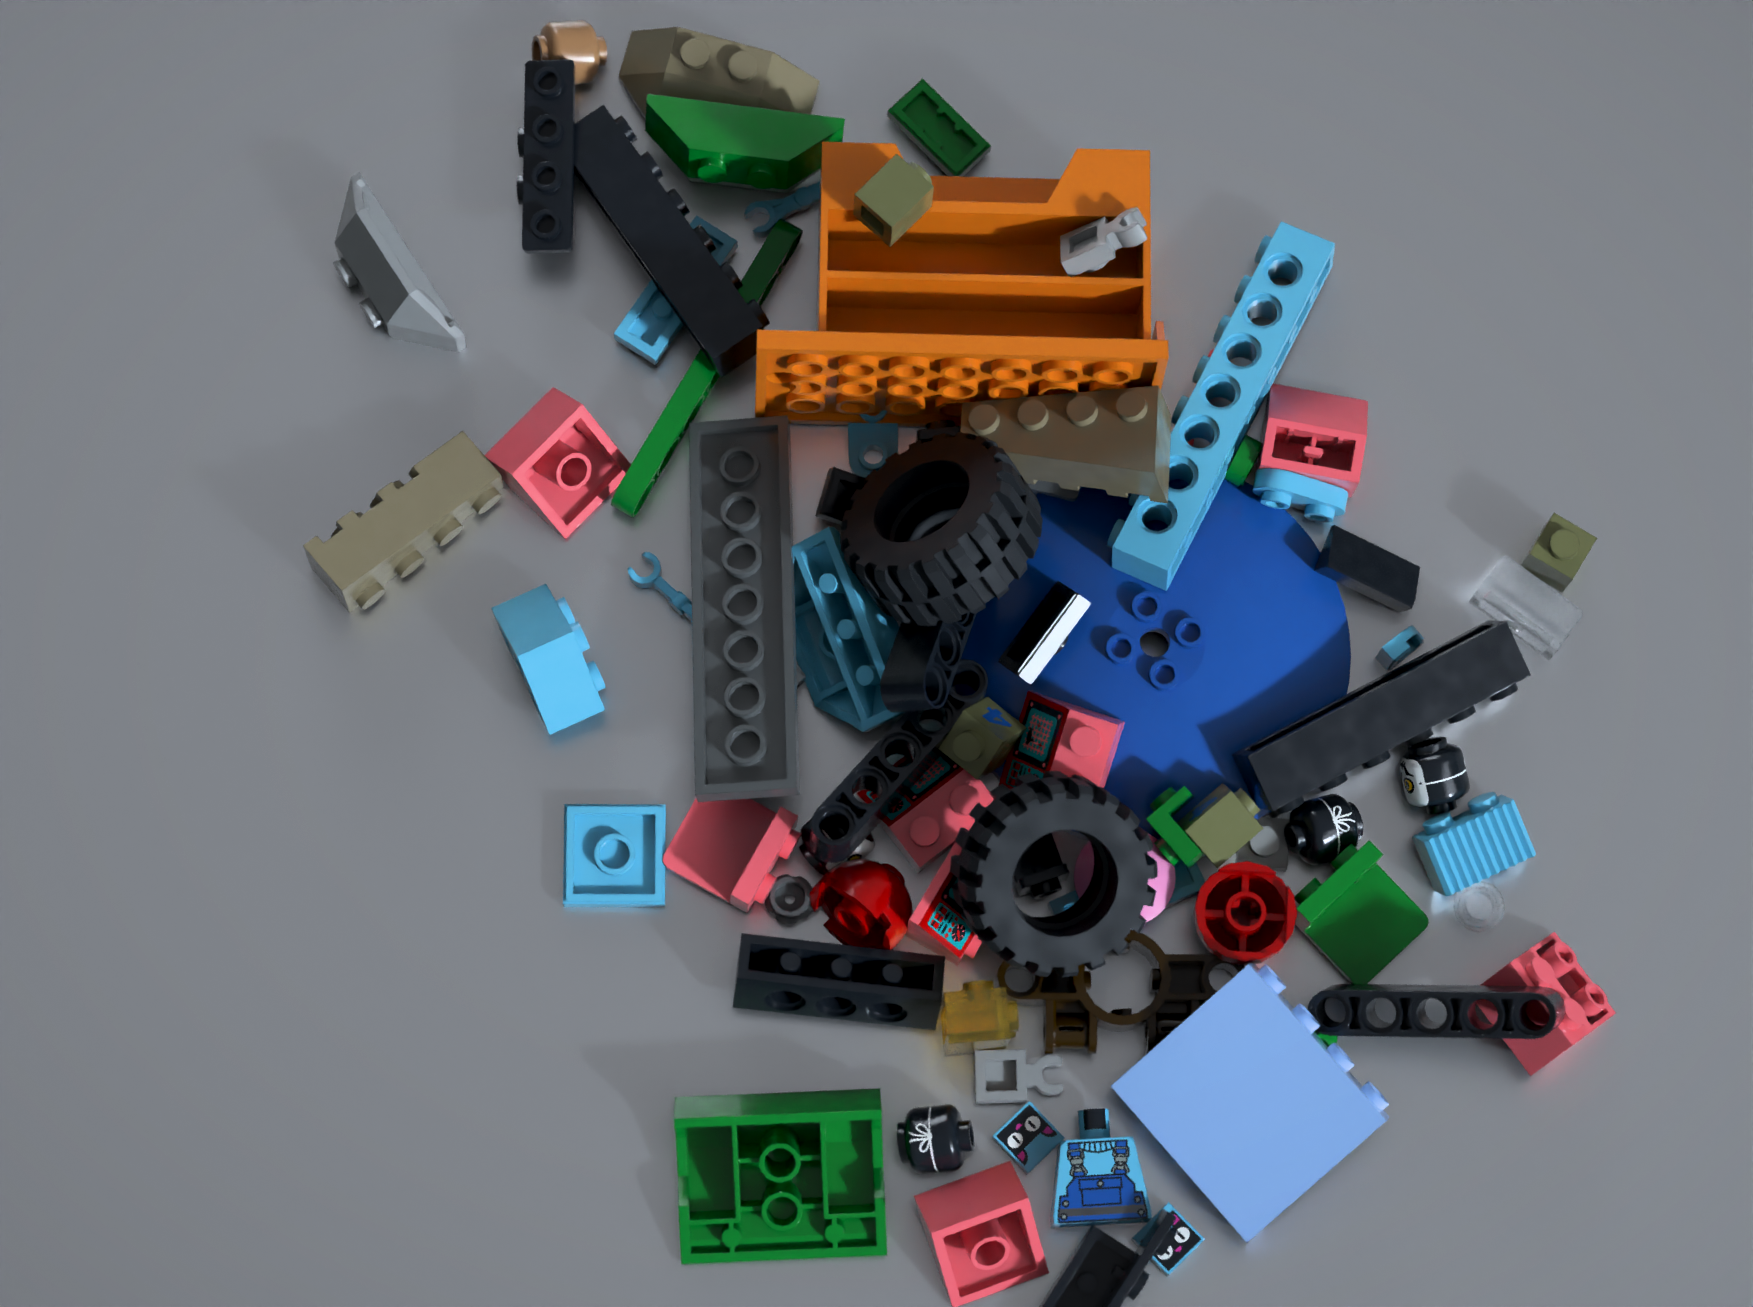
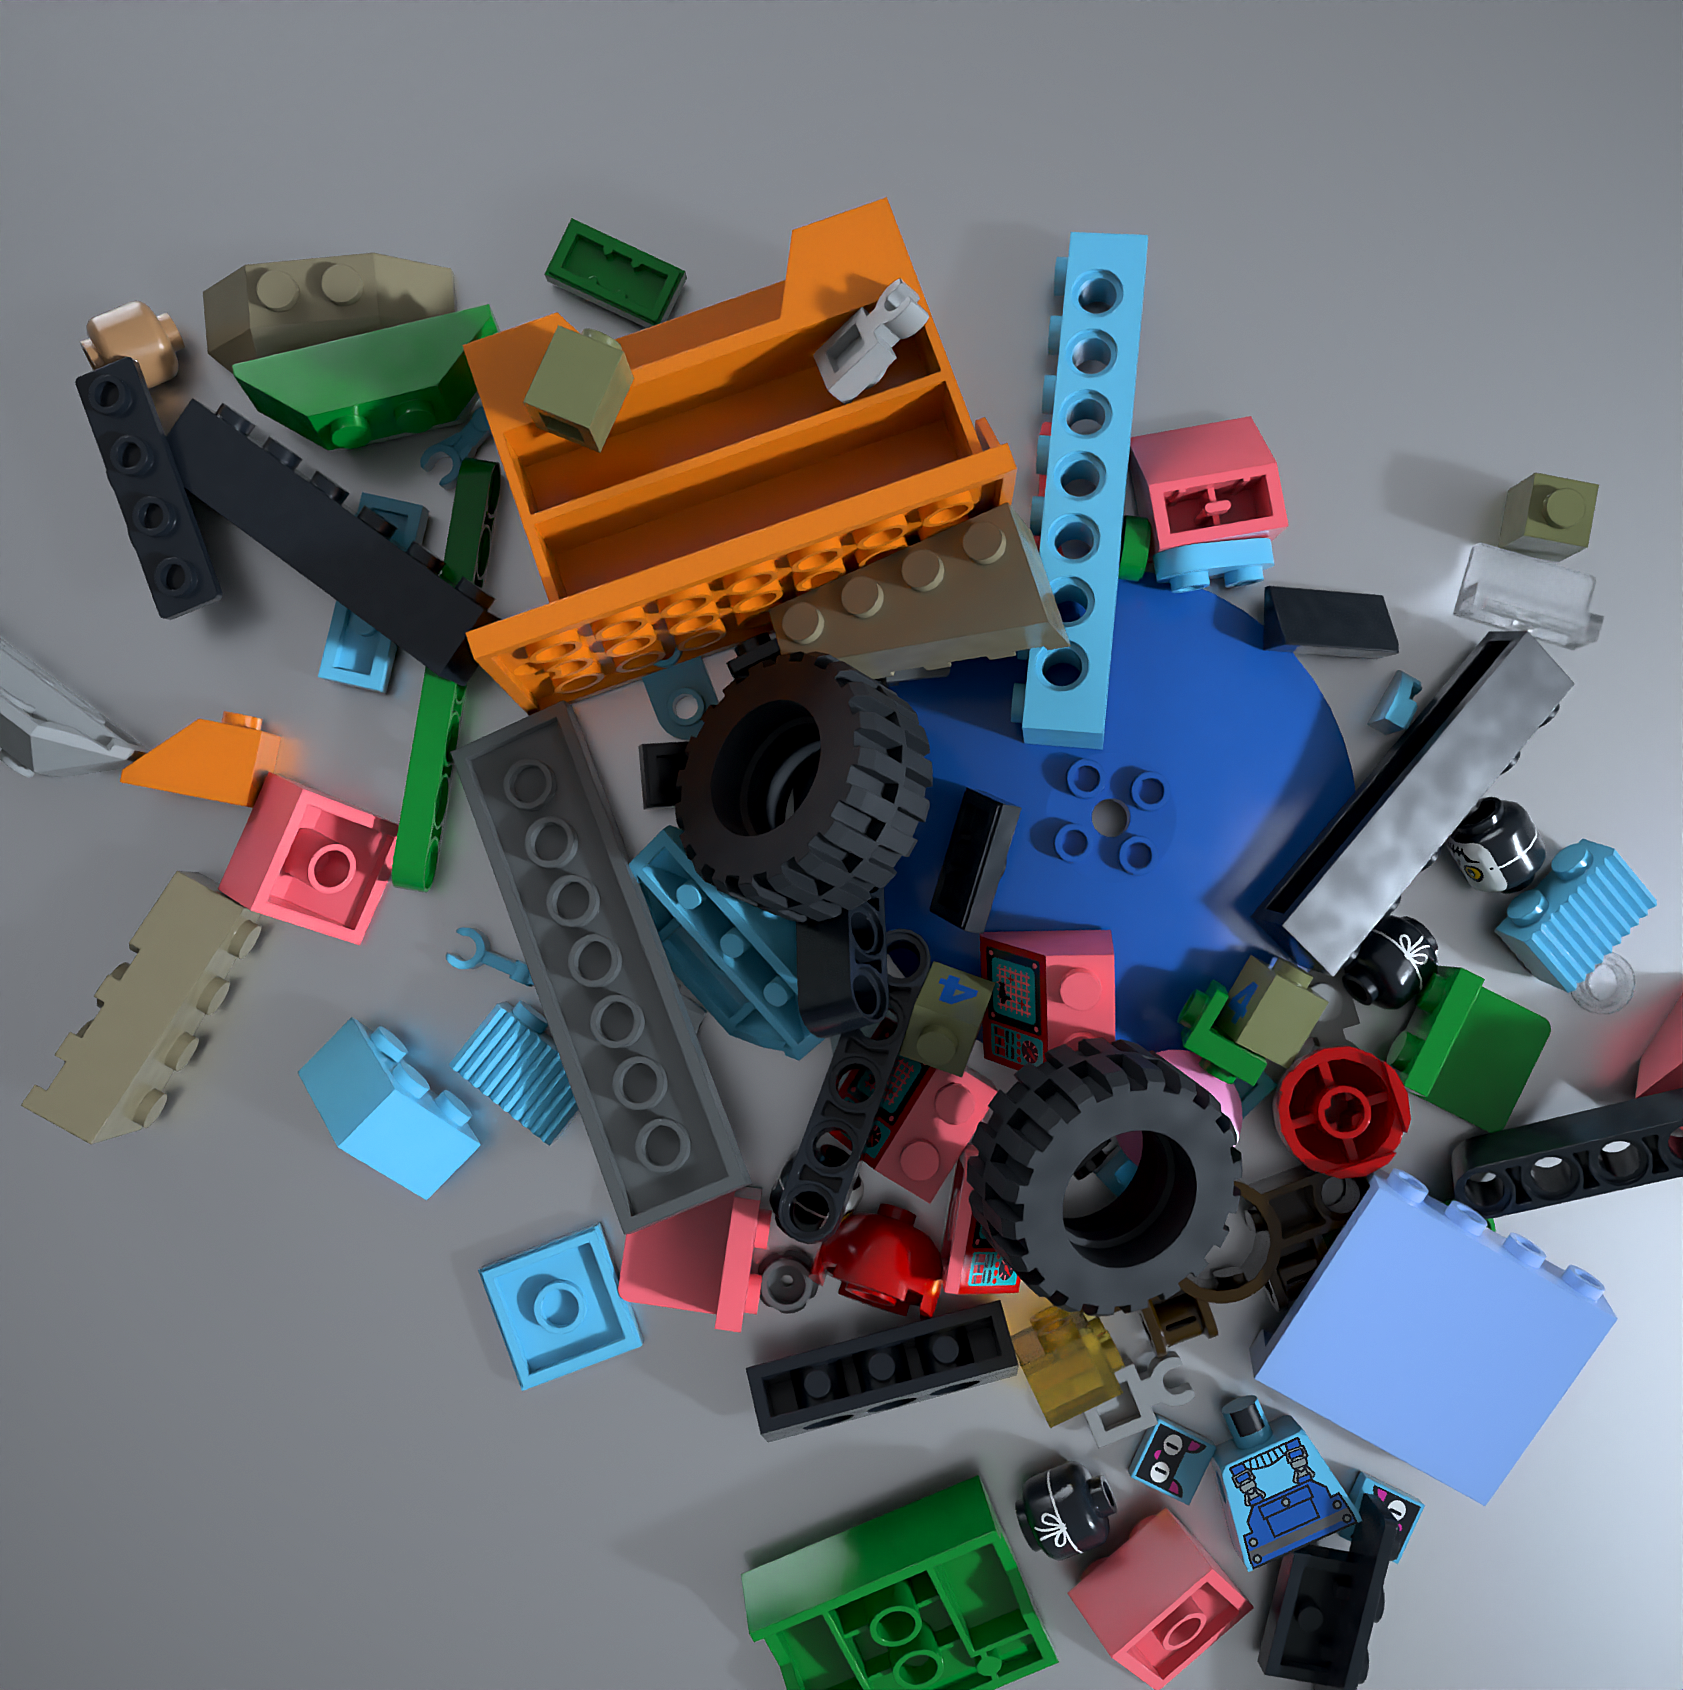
camera: 10 degrees left, 10 degrees up
(510, 365) = (210, 761): none -> orange slope
(655, 670) = (519, 1069): none -> medium azure brick

